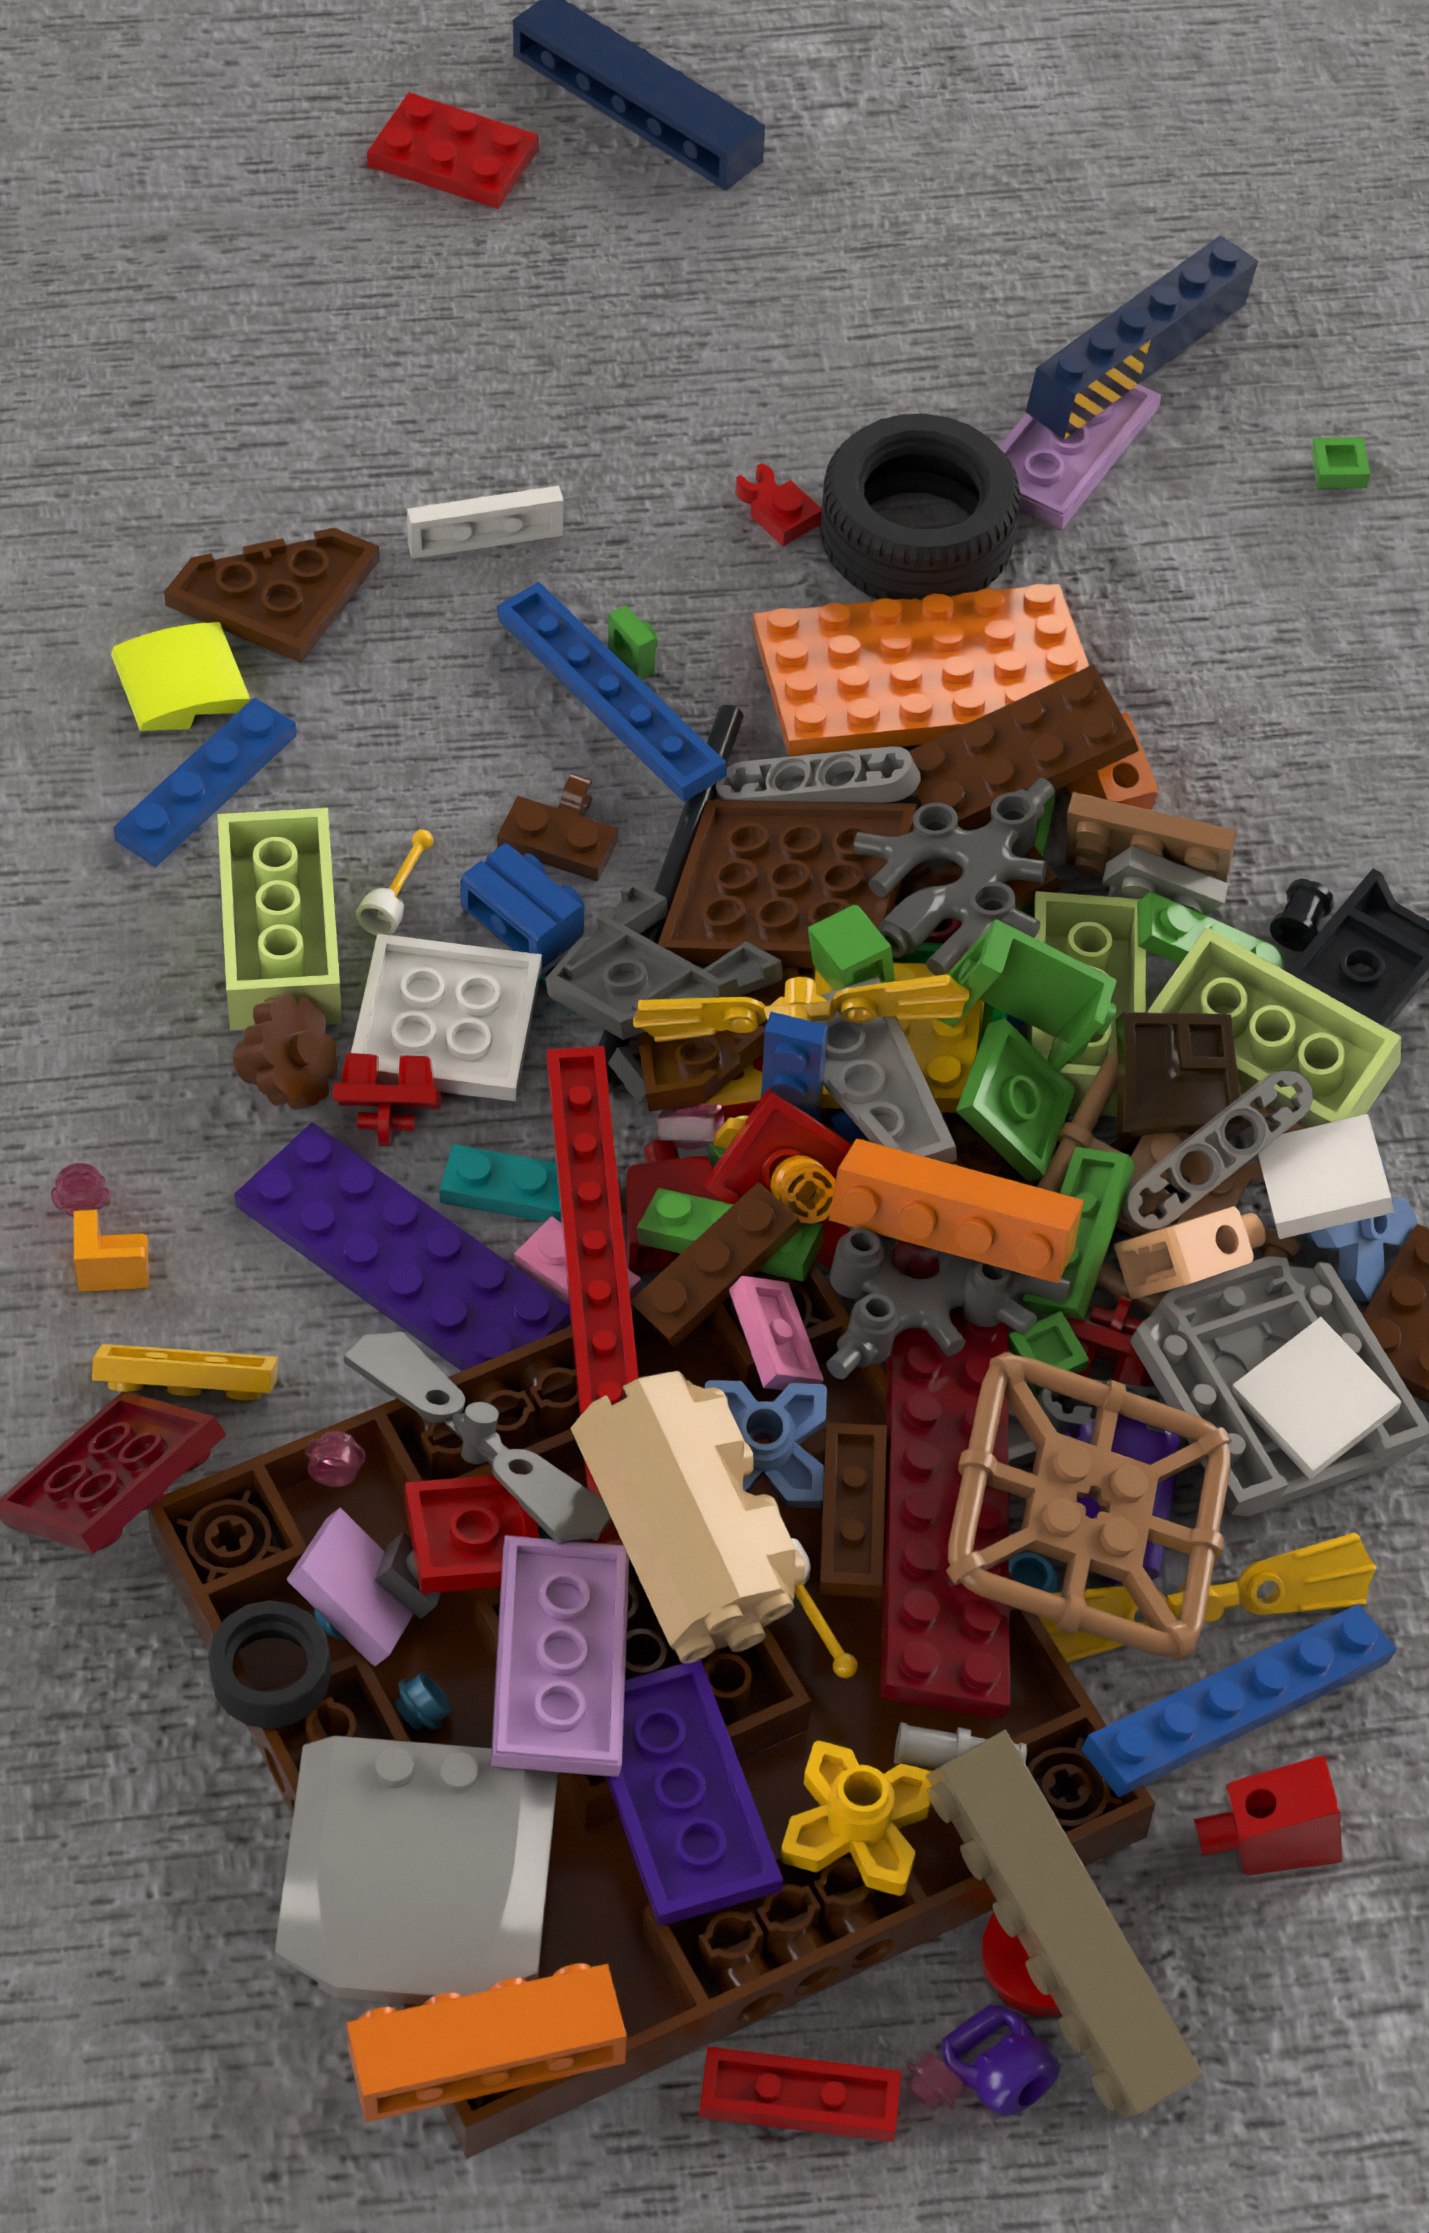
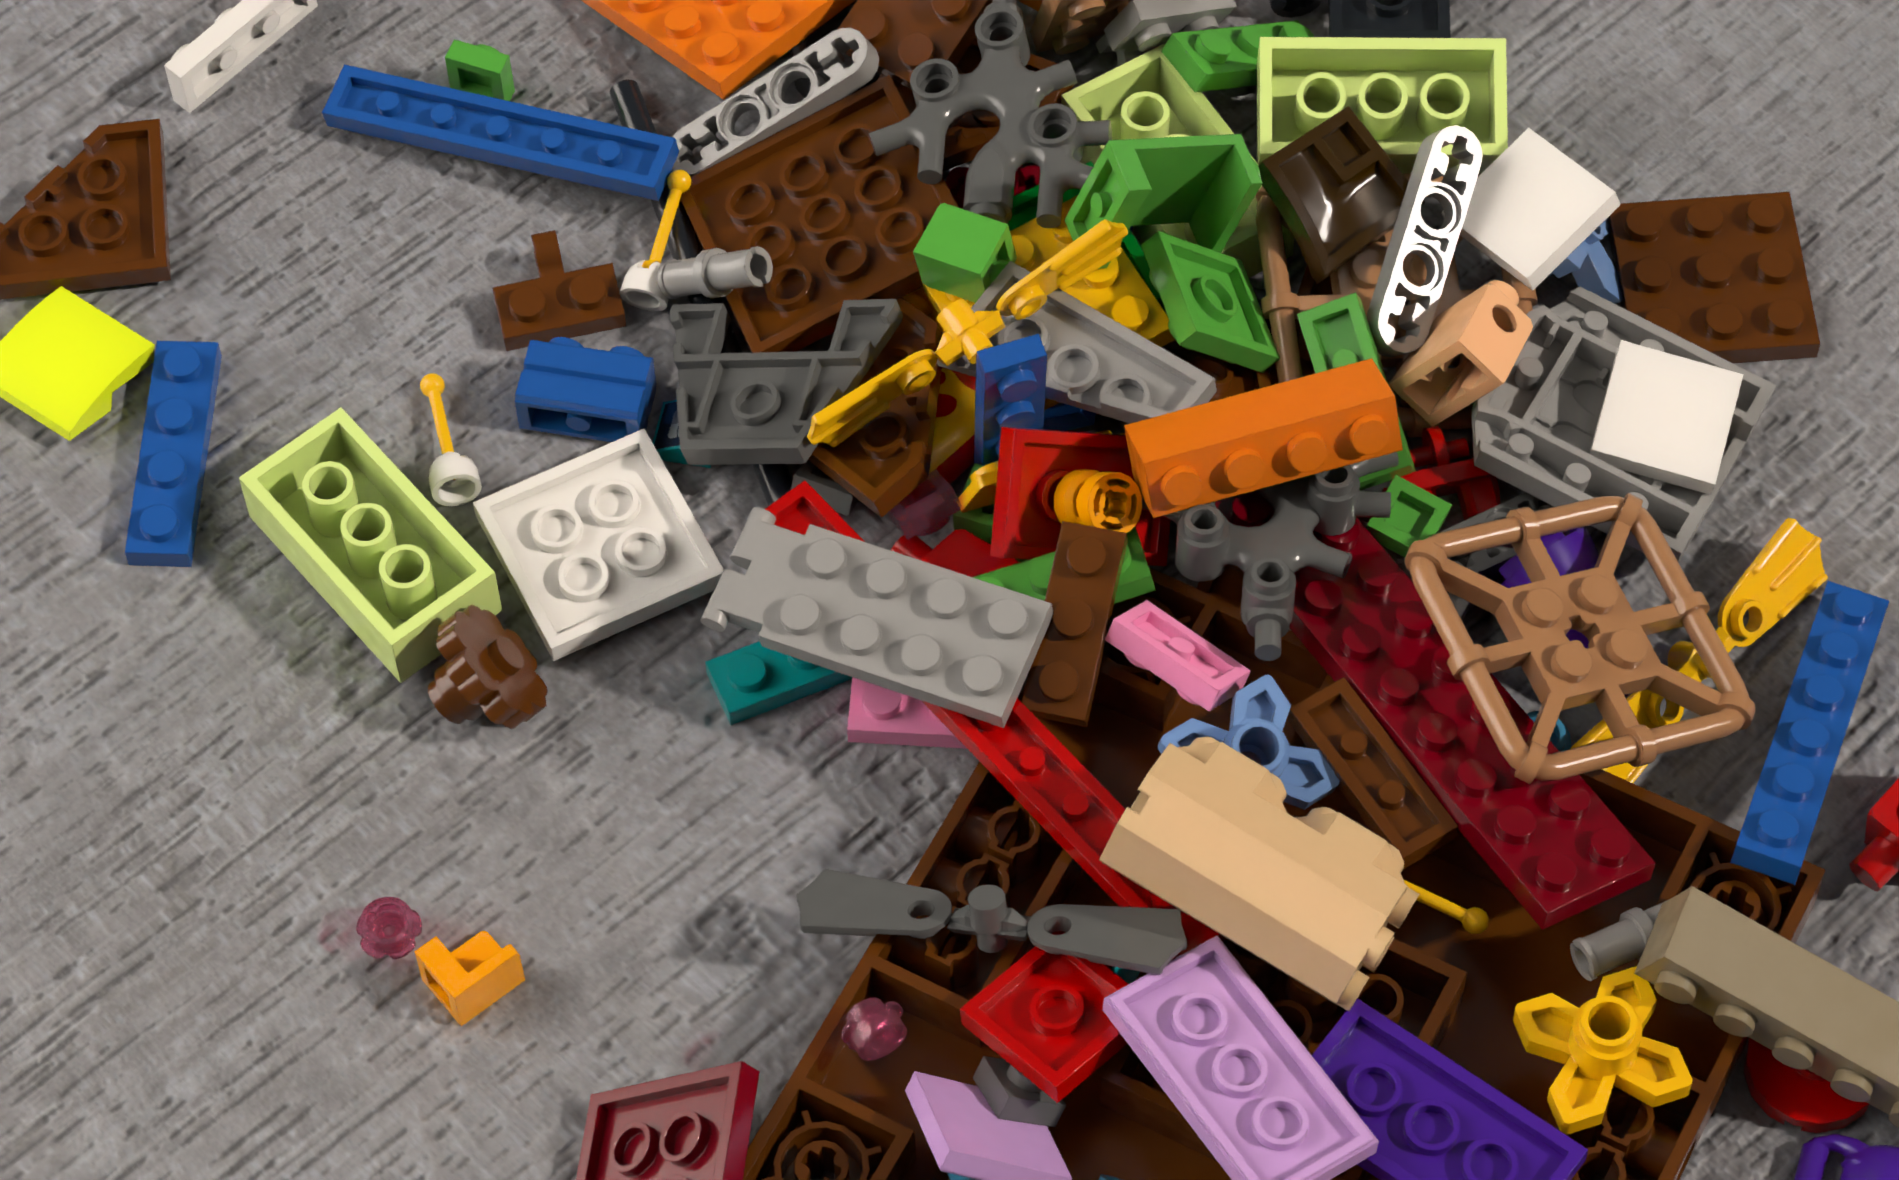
camera: 30 degrees left, 5 degrees up
(185, 1371) = (636, 1036): yellow plate -> none
(398, 1252) = (741, 798): dark purple plate -> none
(413, 1091) = (582, 660): red hips -> none
(575, 1174) = (881, 617): none -> light grey hinge
(633, 856) = (640, 282): none -> hinge
(674, 871) = (715, 272): none -> light grey pin

